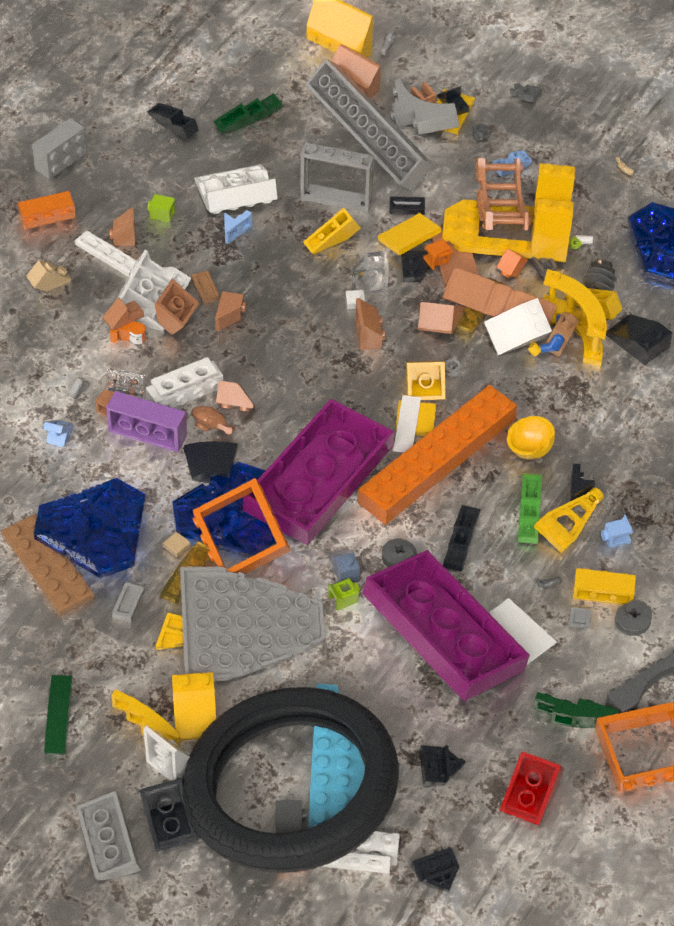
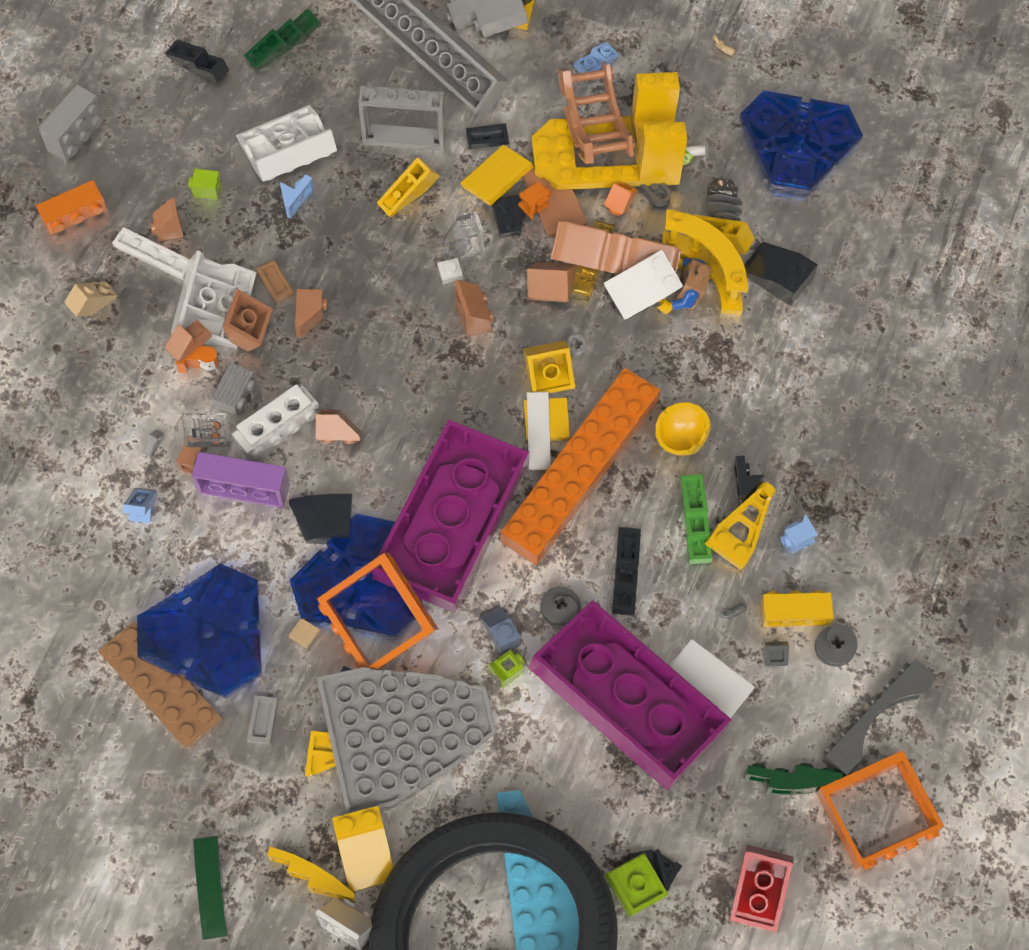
camera: 10 degrees left, 15 degrees up
(154, 358) = (233, 389): none -> light grey brick
(196, 557) = (326, 663): clear yellow slope -> none
(210, 418) = (313, 461): nougat animal -> none
(422, 766) = (636, 885): none -> lime tile

